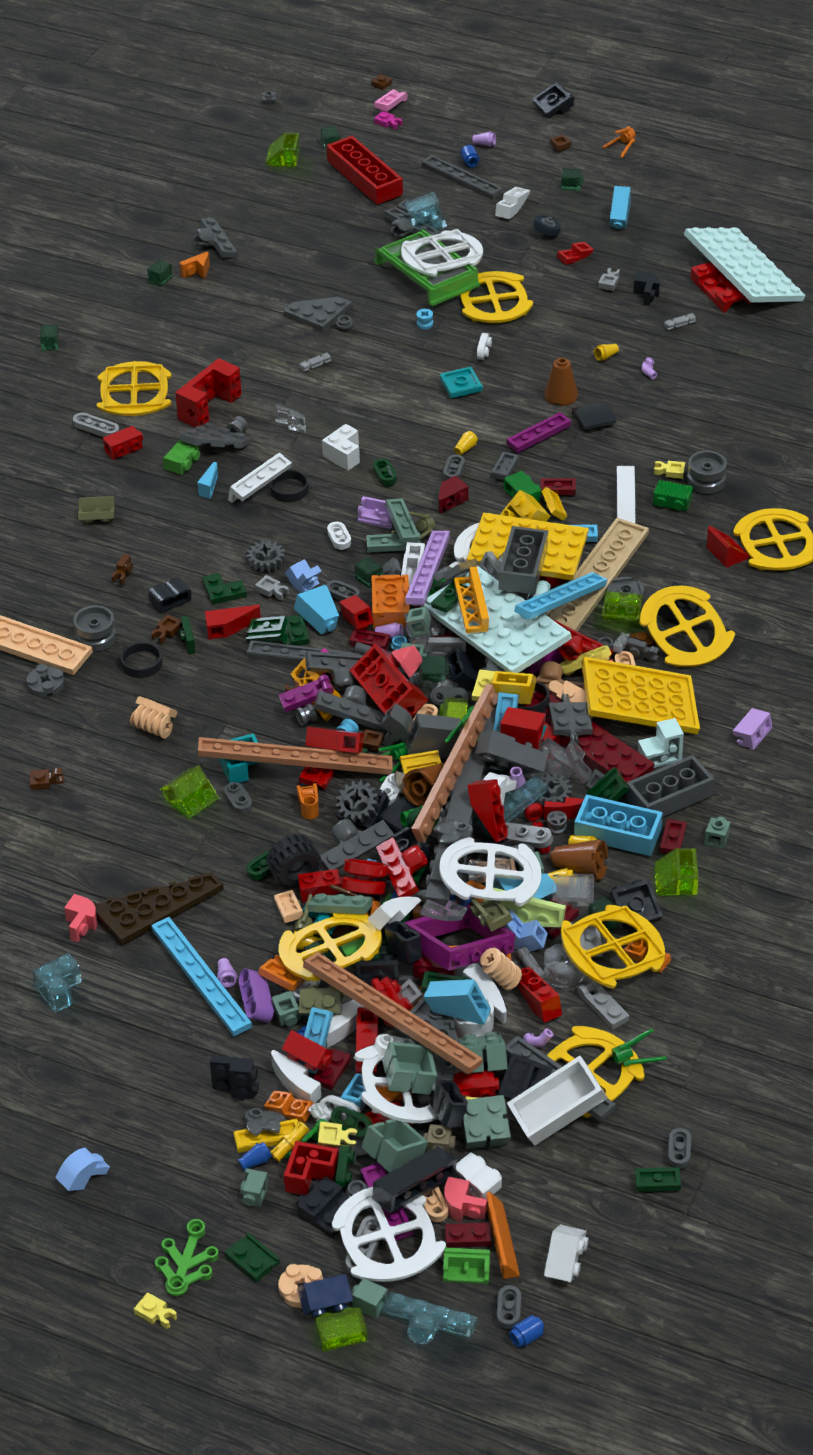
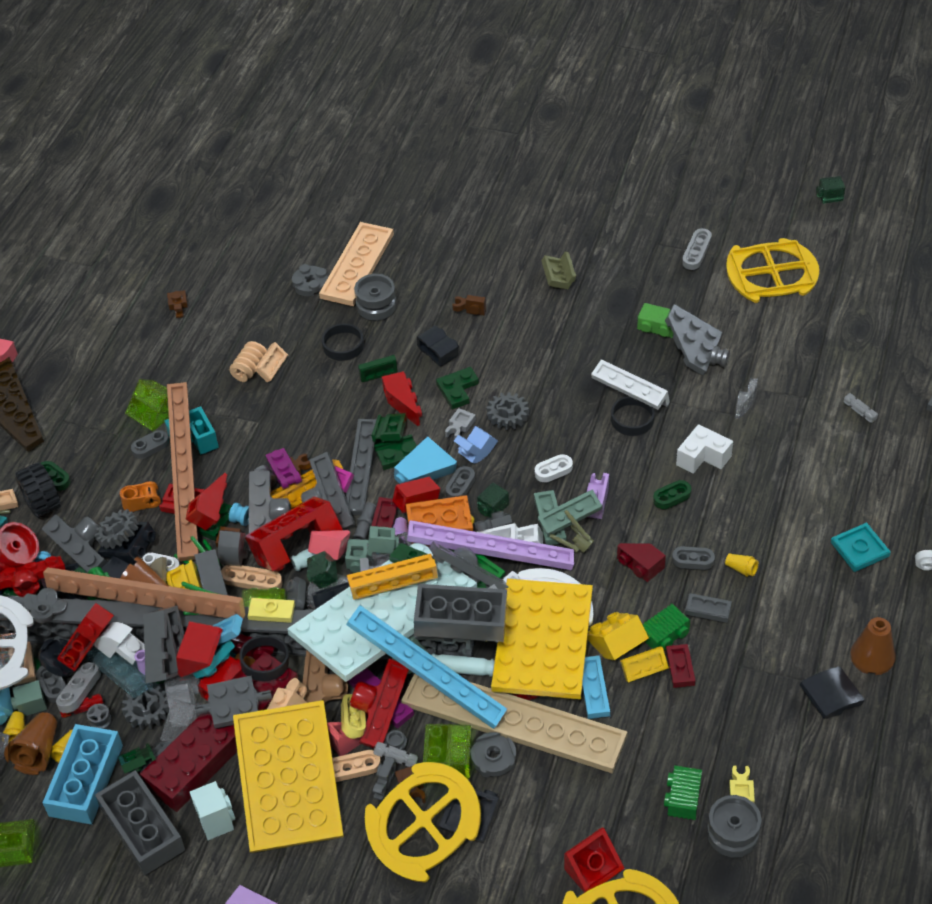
camera: 85 degrees right, 5 degrees up
(122, 442) = (671, 272): red brick -> none
(167, 626) = (388, 350): reddish brown plate -> none
(207, 481) = (617, 348): medium azure slope -> none
(218, 380) = (749, 307): red plate -> none
(318, 883) = (18, 512): red brick -> none
(515, 683) = (263, 631): yellow slope -> none
(534, 812) = (114, 693): red tile -> none
(538, 432) = (782, 636): magenta plate -> none
(570, 807) = (117, 720): red slope -> none
(626, 493) = (669, 737): white slope -> none
(673, 835) = (72, 835): dark red plate -> none
(720, 828) = (77, 888): sand green brick -> none

